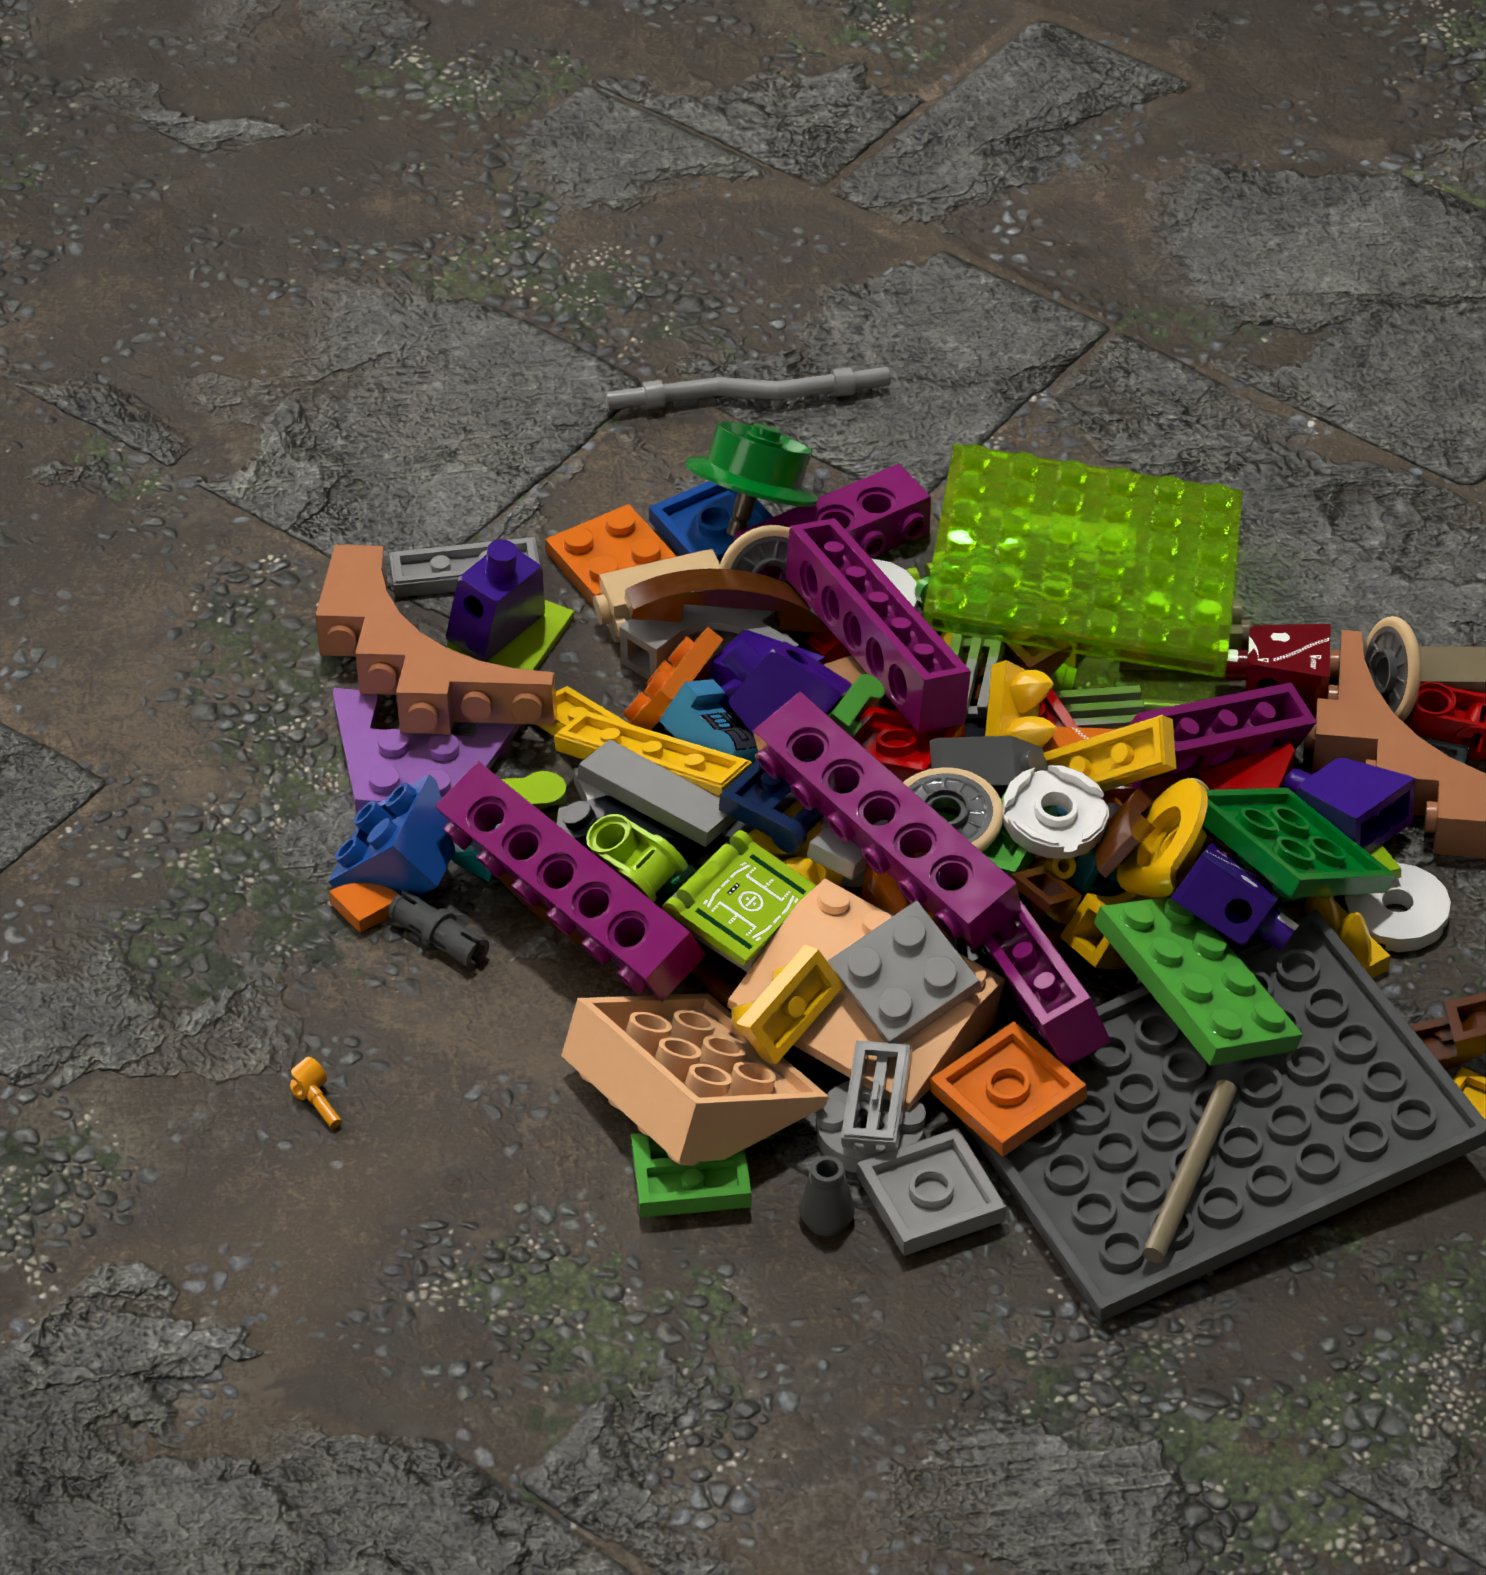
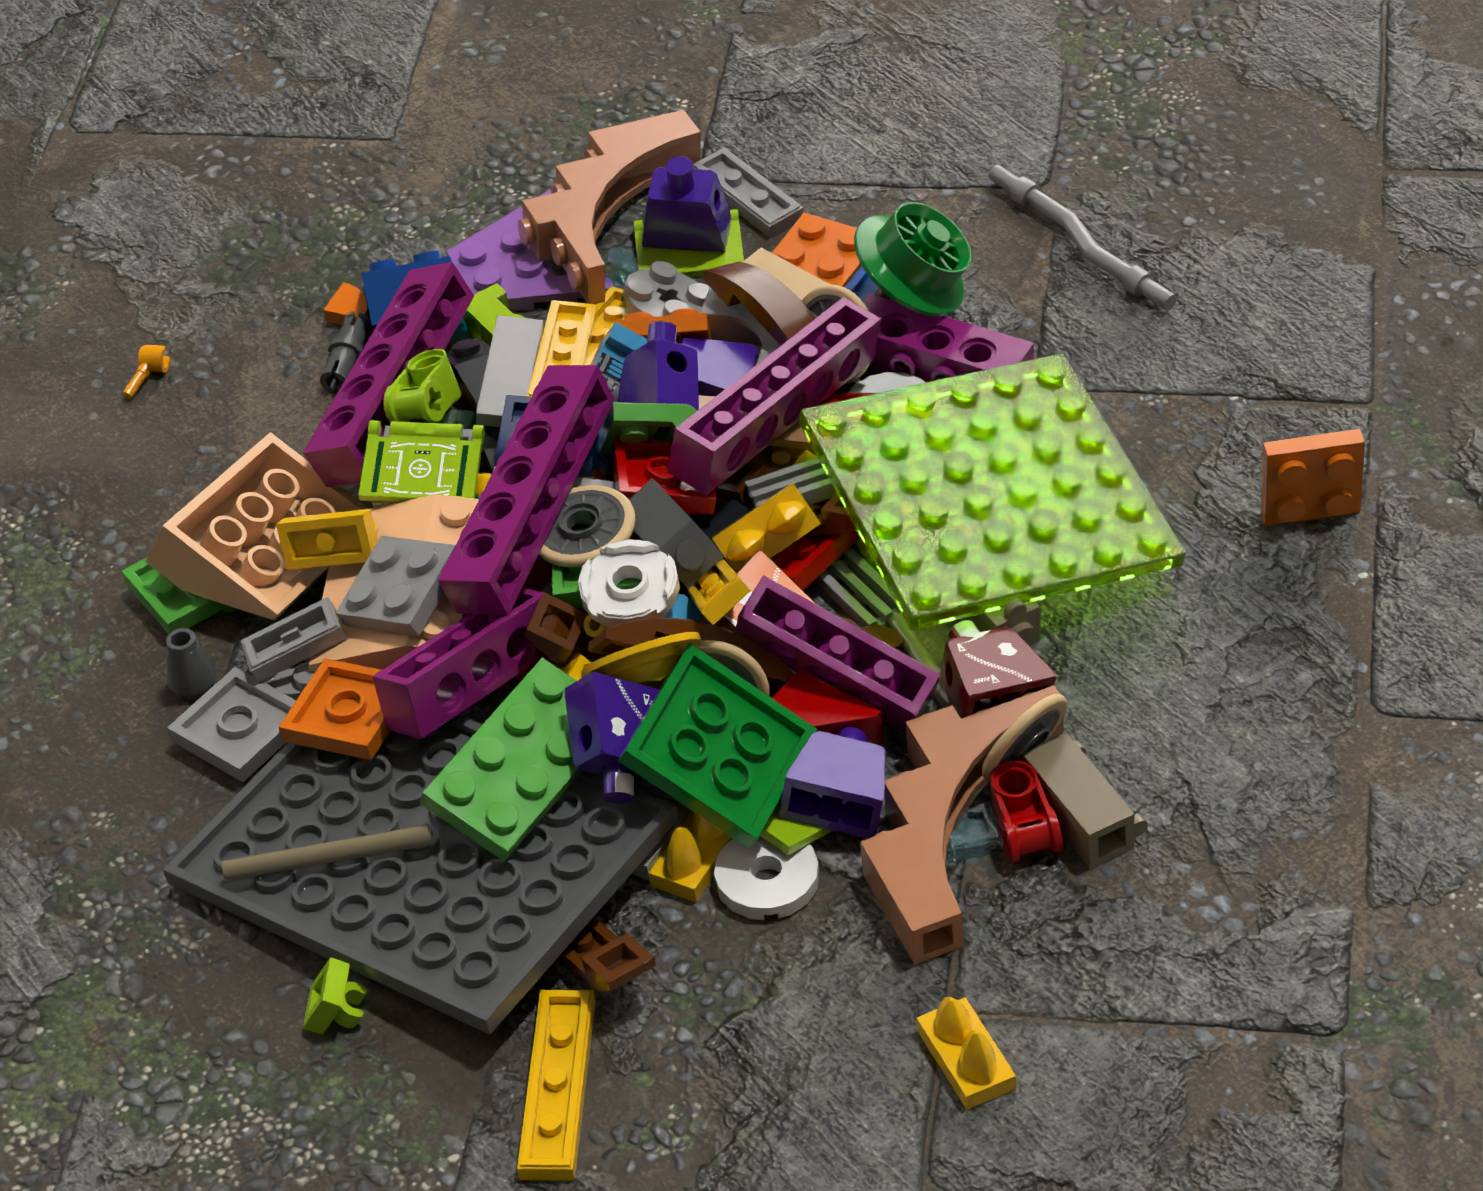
camera: 65 degrees right, 0 degrees up
(595, 671) = (662, 291): none -> light grey plate
(1217, 383) = (1312, 477): none -> orange plate
(1351, 1245) = (329, 998): none -> lime tile

